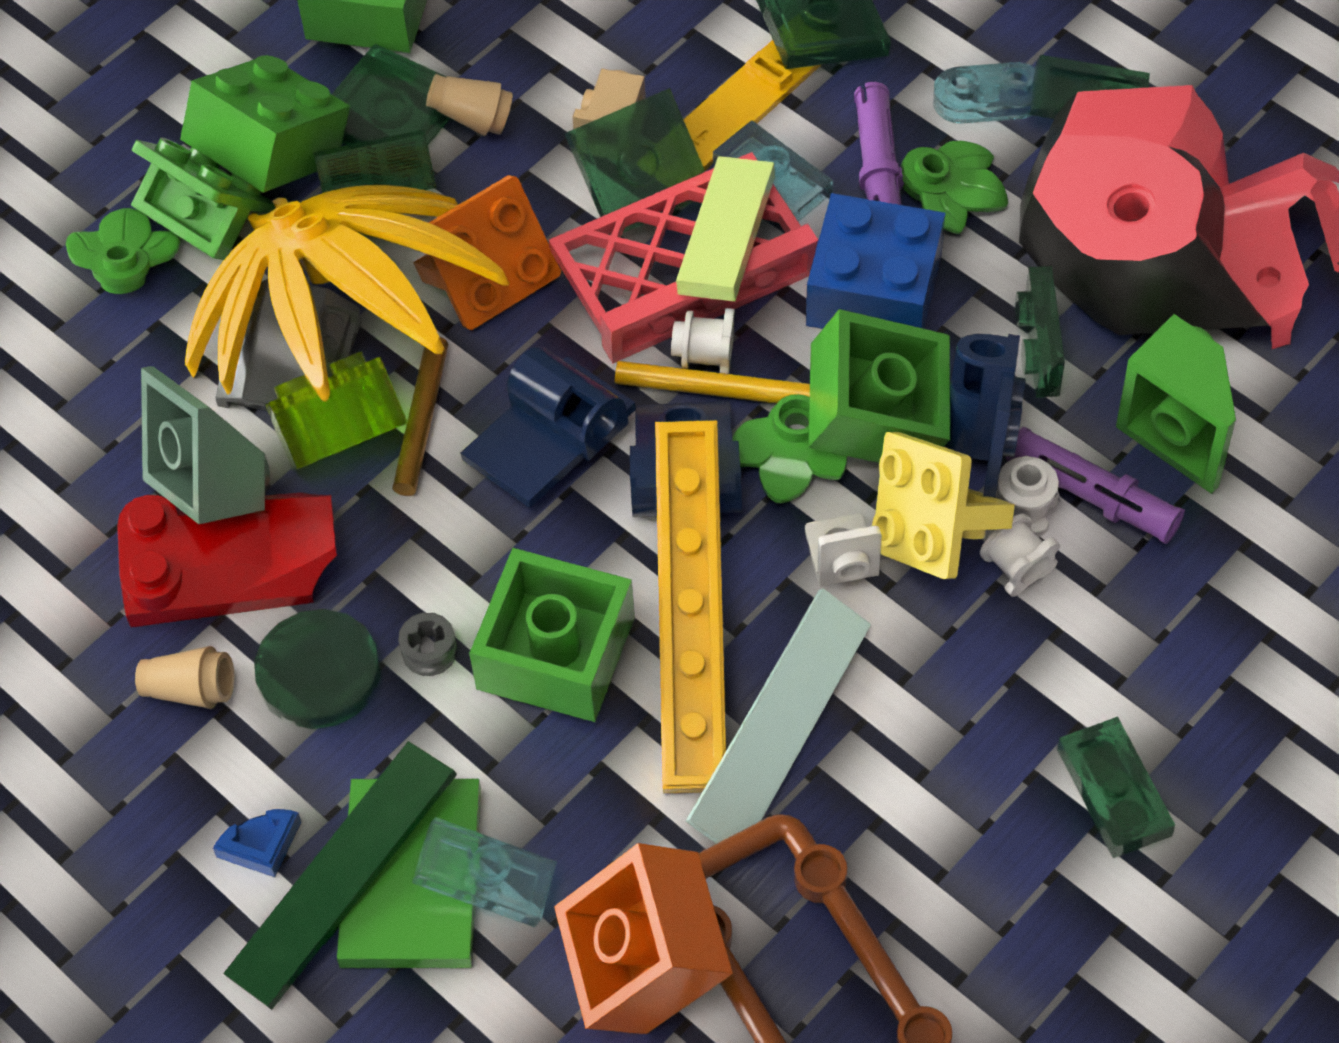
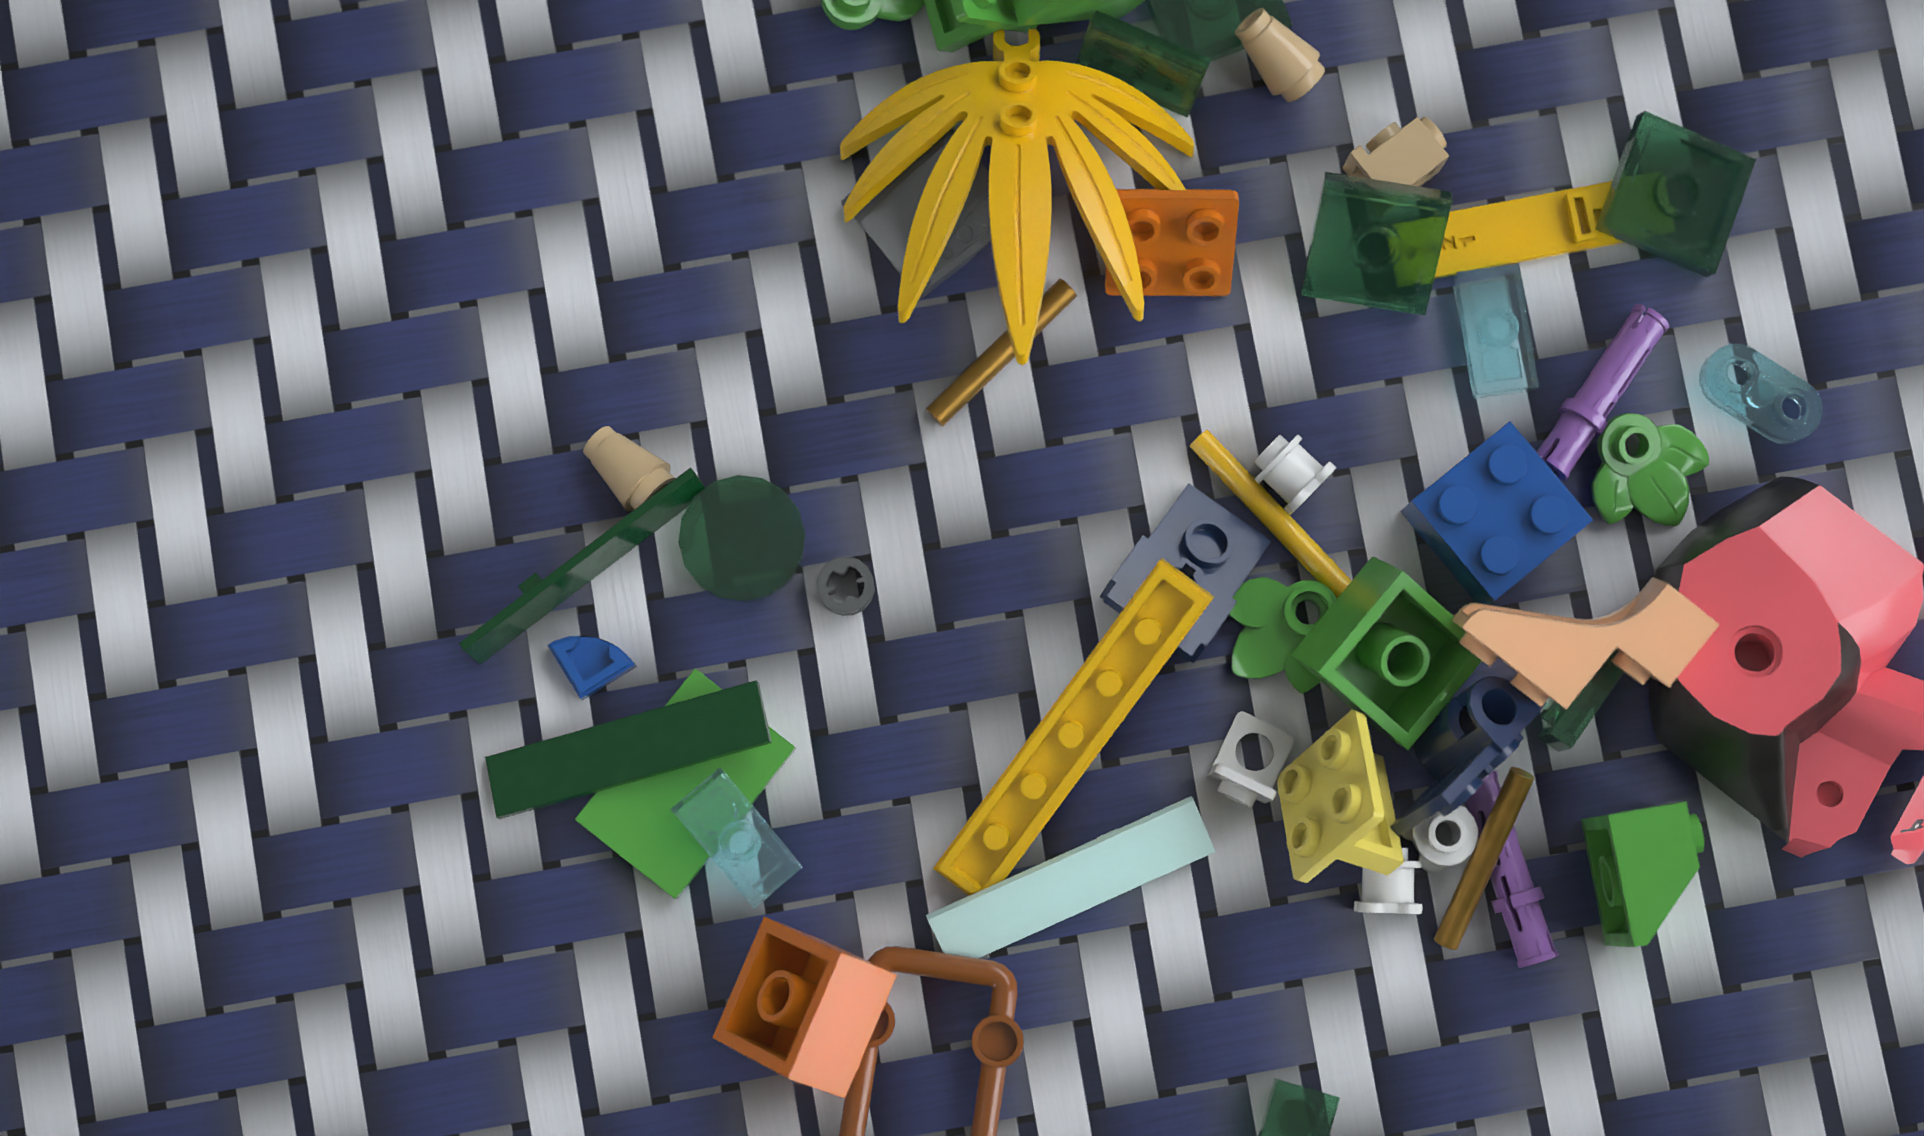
camera: 35 degrees right, 25 degrees up
(186, 801) = (545, 594): none -> dark green piece
(197, 455) = (771, 278): sand green slope -> none
(223, 566) = (742, 368): red slope -> none
(358, 409) = (945, 321): clear neon green brick -> none
(532, 440) = (1071, 459): dark blue piece -> none
(553, 634) = (943, 670): bright green brick -> none
(651, 317) = (1339, 420): coral fence -> none
(725, 229) = (1389, 386): yellowish green tile -> none
(996, 285) = (1561, 654): none -> light nougat arch
(1060, 79) = (1832, 458): clear green plate -> none
(1071, 481) = (1484, 858): none -> pearl gold bar

